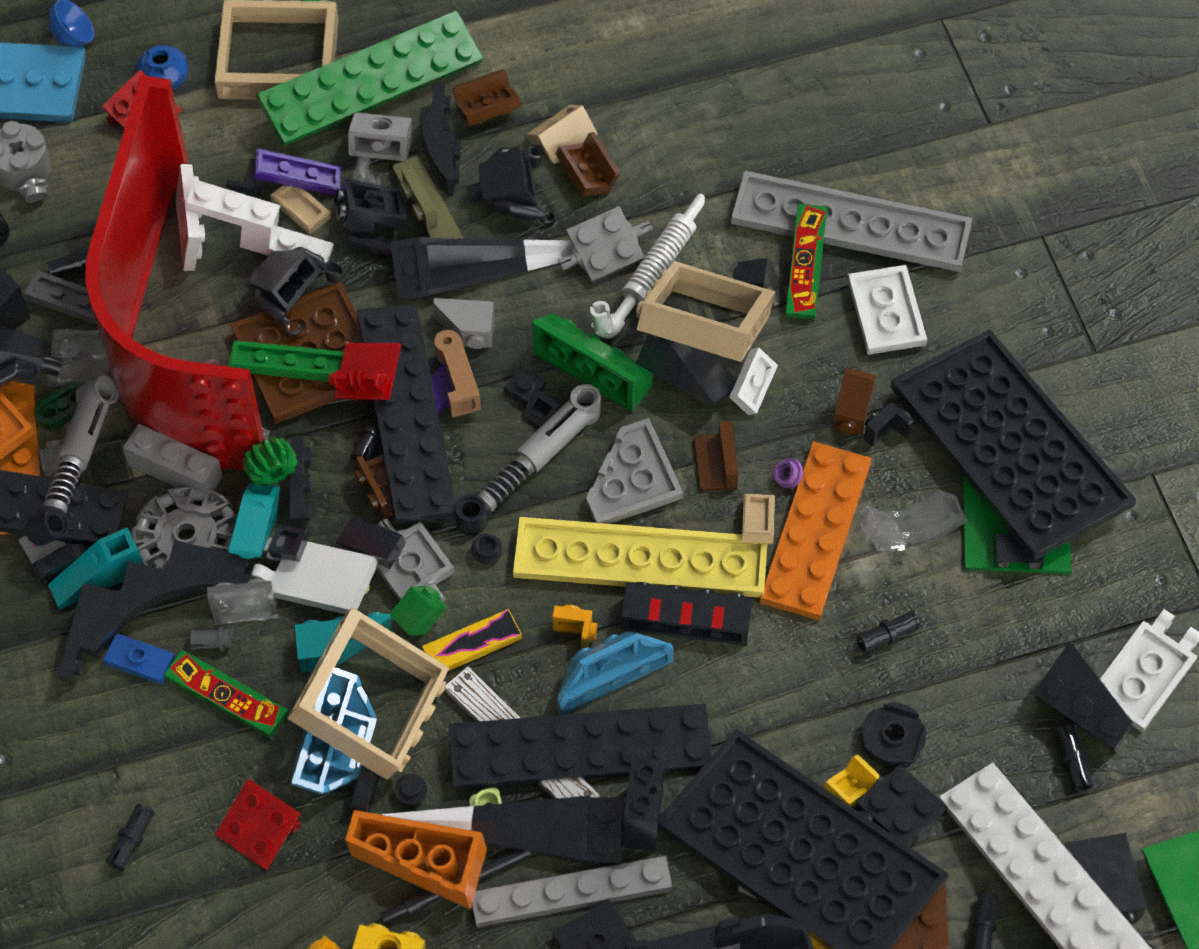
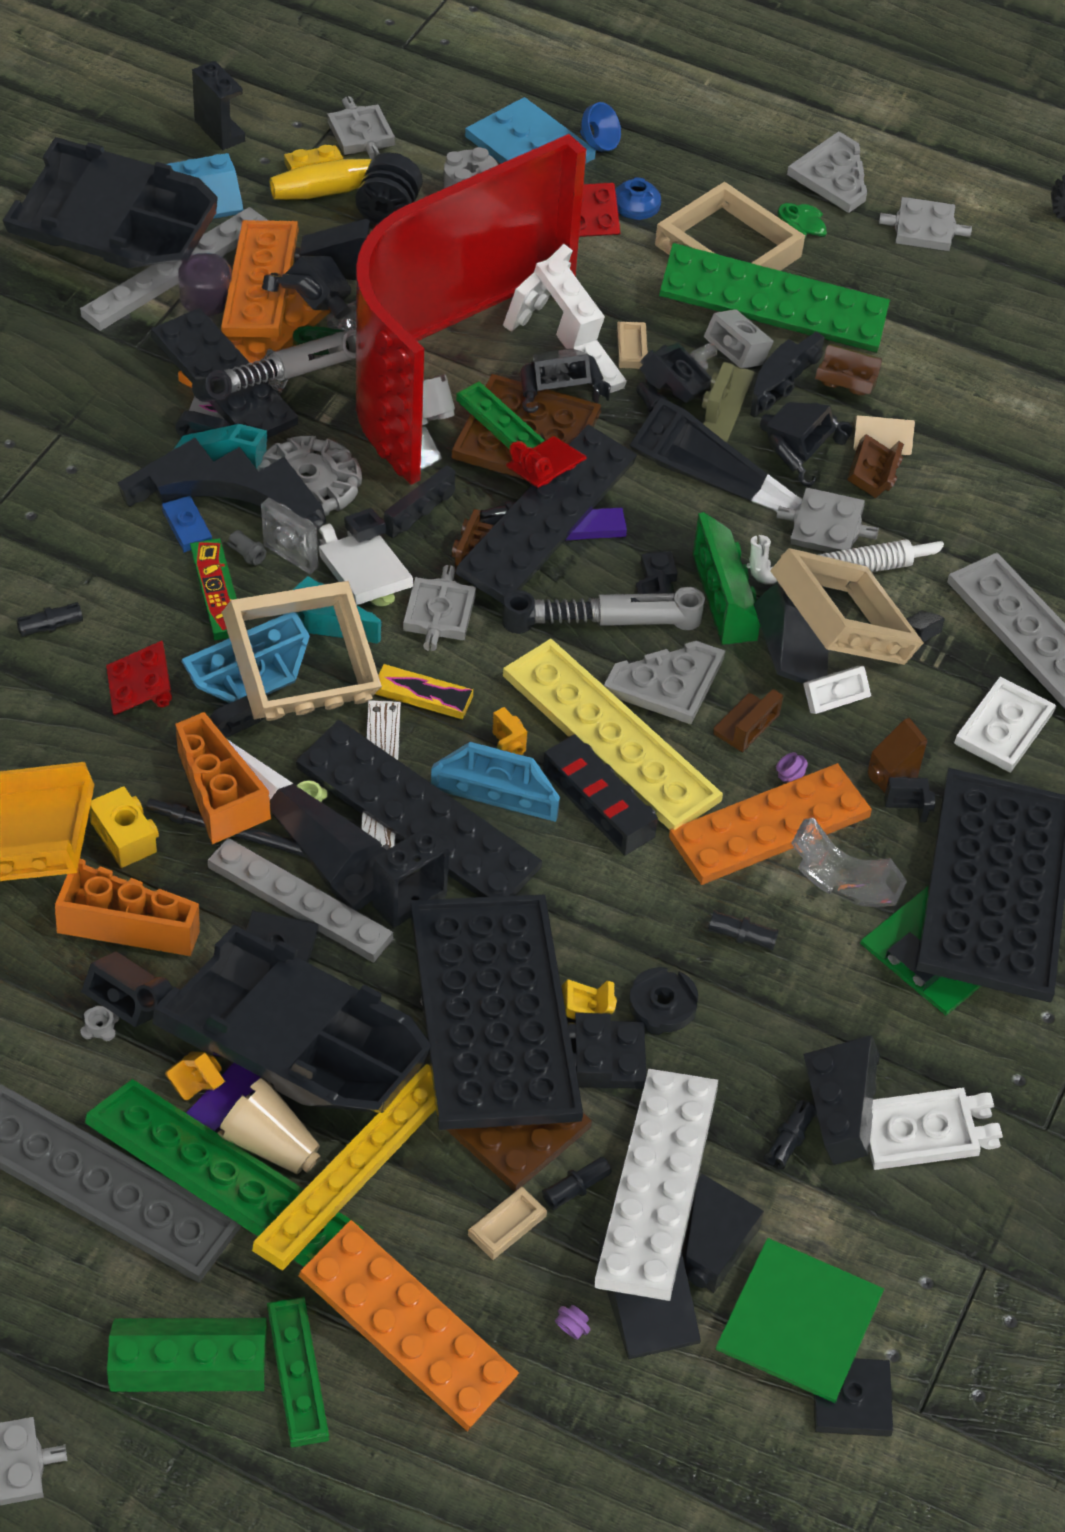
camera: 40 degrees right, 10 degrees down
(171, 460) = (350, 422): light grey brick -> none
(250, 186) = (612, 304): black bracket -> none
(255, 520) = (357, 491): teal slope -> none
(269, 461) = (407, 462): green gear -> none
(296, 172) = (649, 315): dark purple tile -> none
(372, 541) = (425, 570): black slope -> none
(410, 790) = (266, 744): black plate -> none
(418, 610) = (405, 636): green brick -> none
(465, 393) = (606, 530): medium nougat leg -> none
(469, 319) = (666, 495): light grey slope -> none
(486, 549) = (505, 642): black plate -> none
(758, 518) = (730, 777): tan tile -> none
(806, 261) = (975, 644): tile -> none

